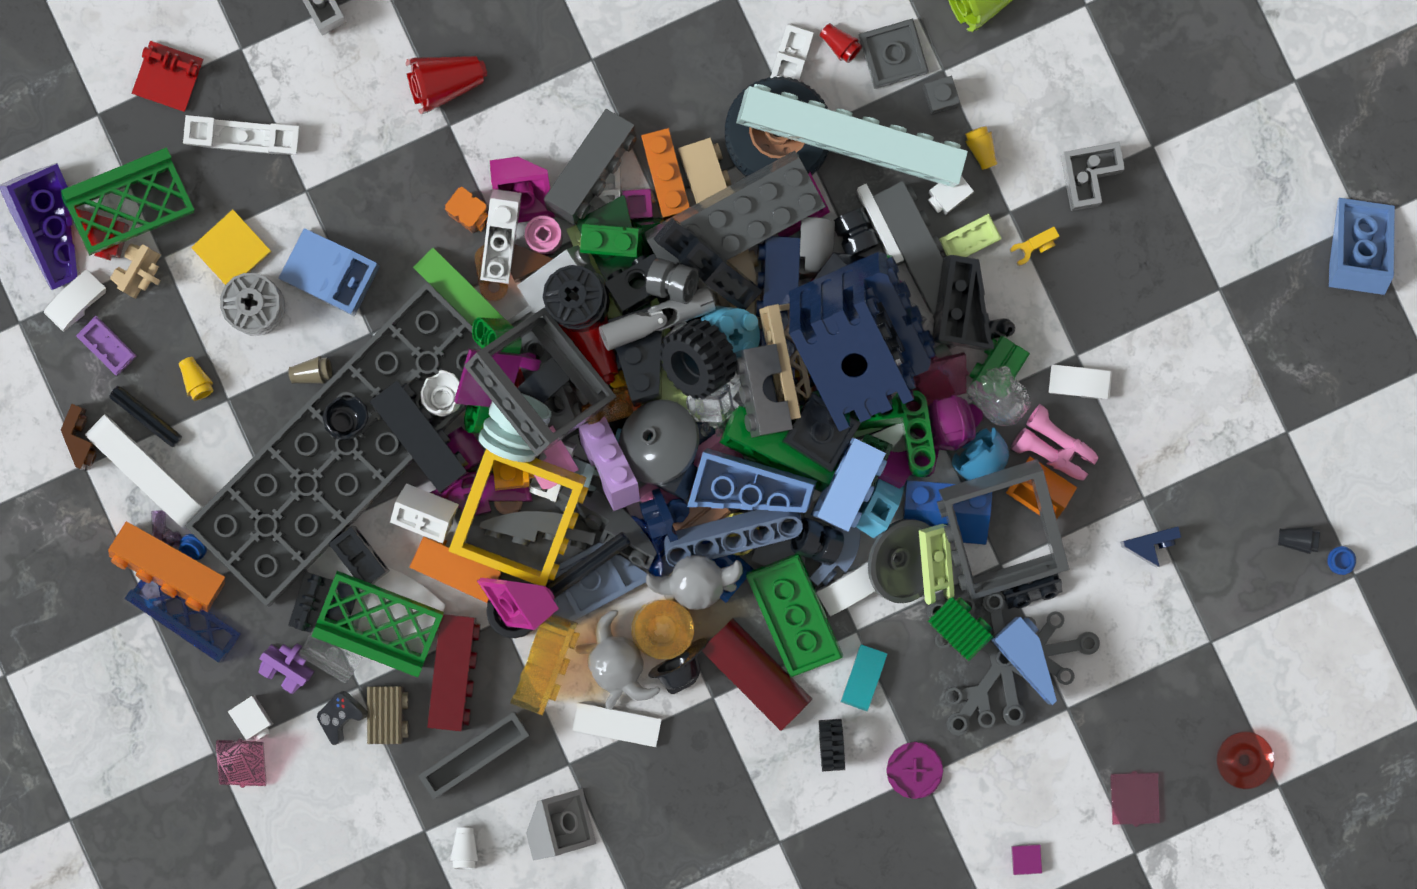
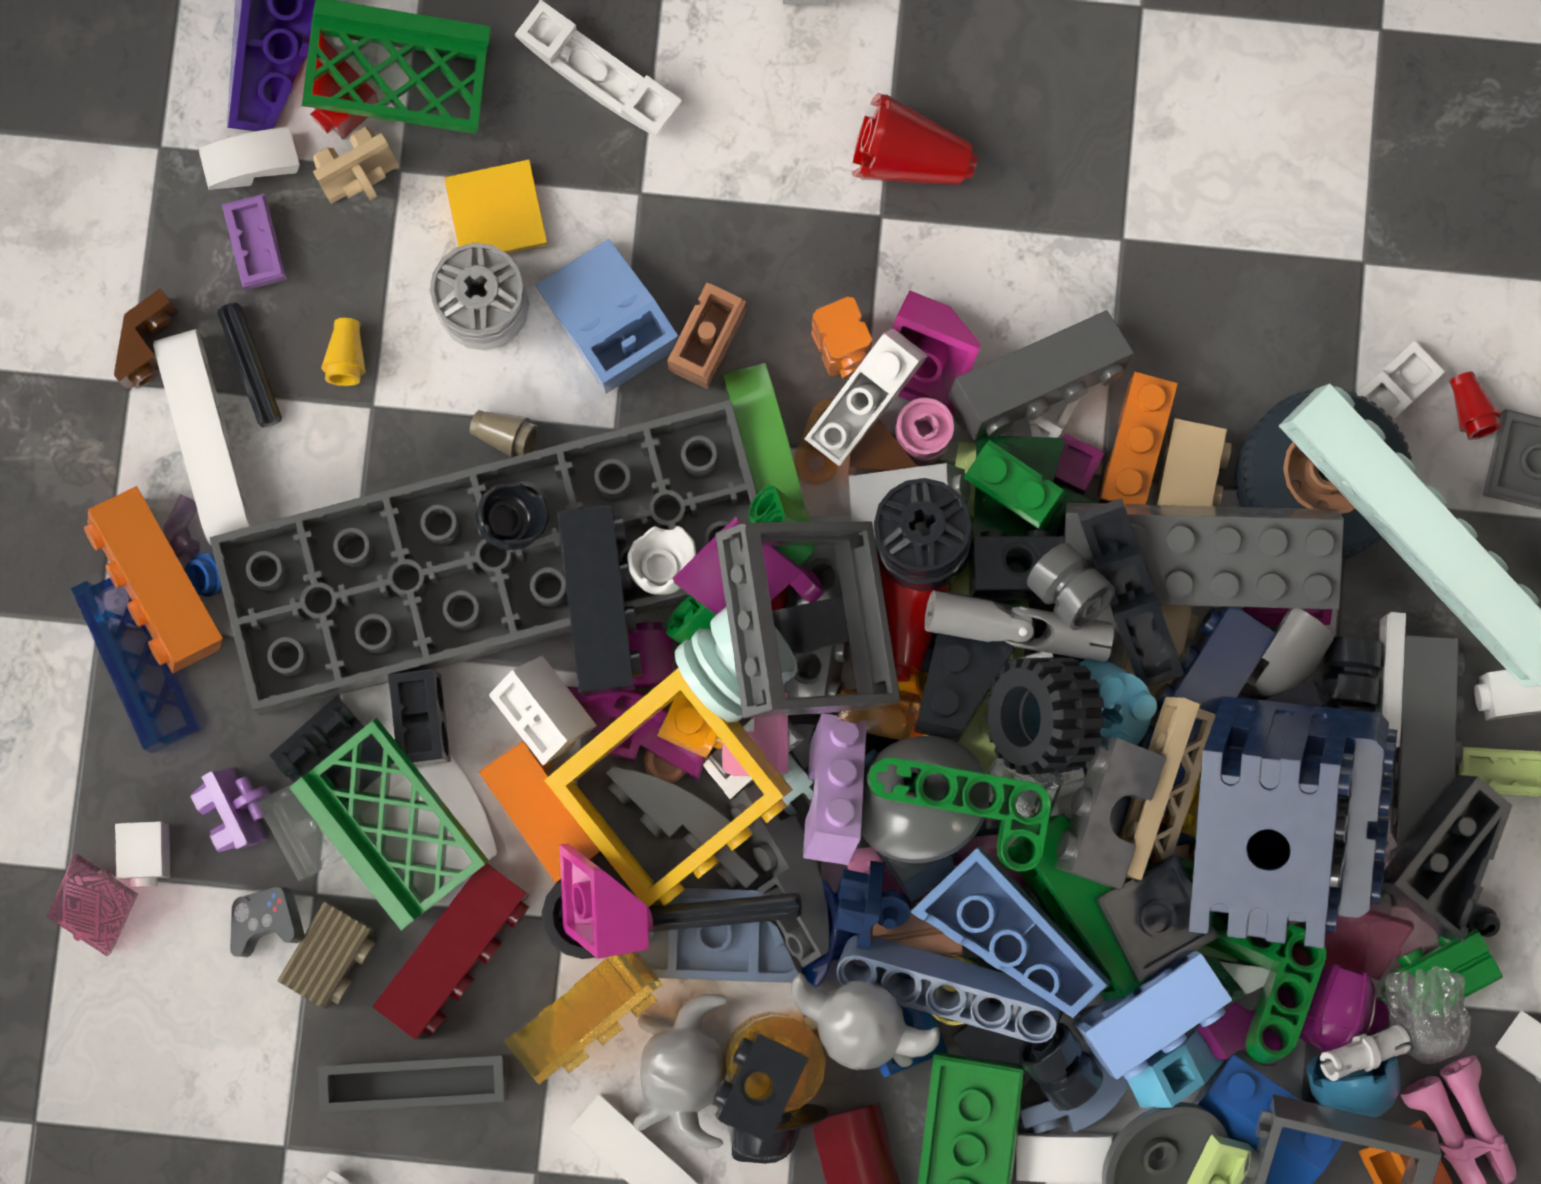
camera: 25 degrees right, 5 degrees down
(392, 252) = (707, 335): none -> nougat brick
(671, 660) = (759, 1114): none -> black brick
(677, 433) = (957, 800): none -> green beam
(976, 438) = (1365, 1052): none -> white pin

